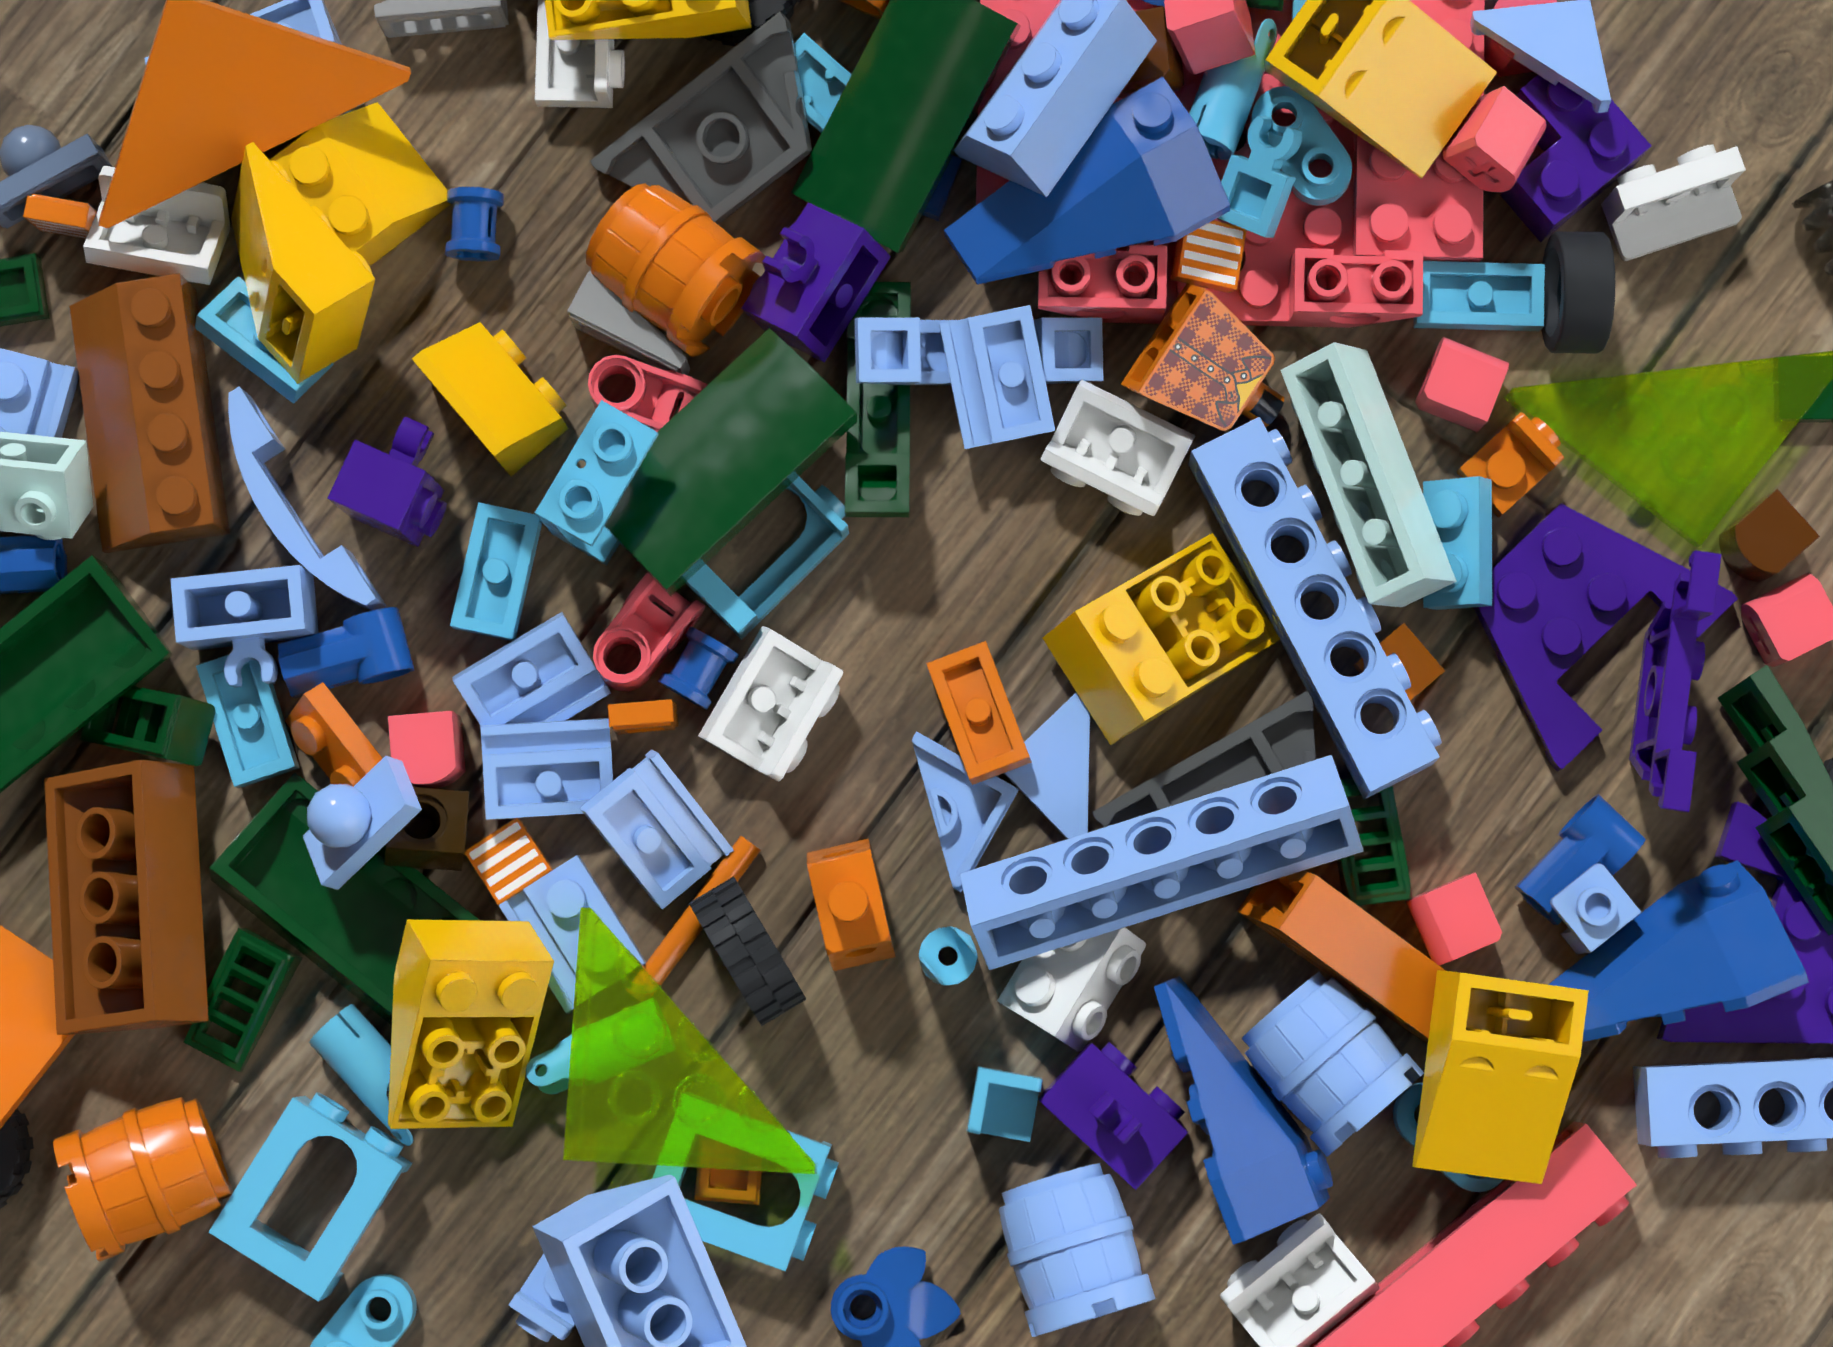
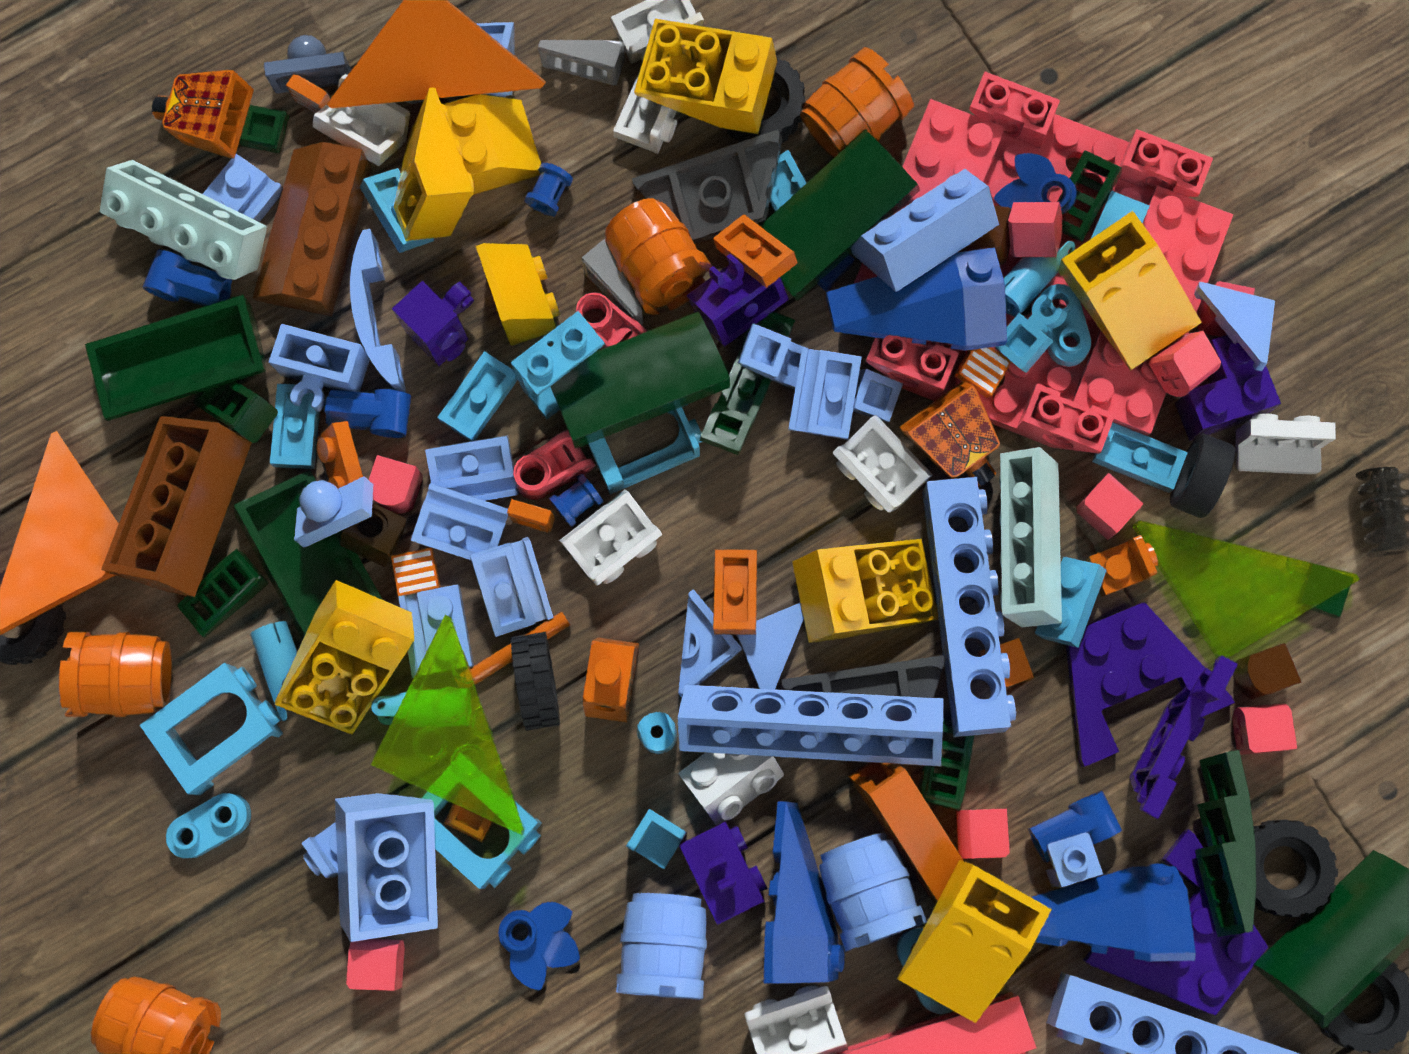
camera: 20 degrees right, 5 degrees down
(818, 206) = (756, 249): none -> orange plate

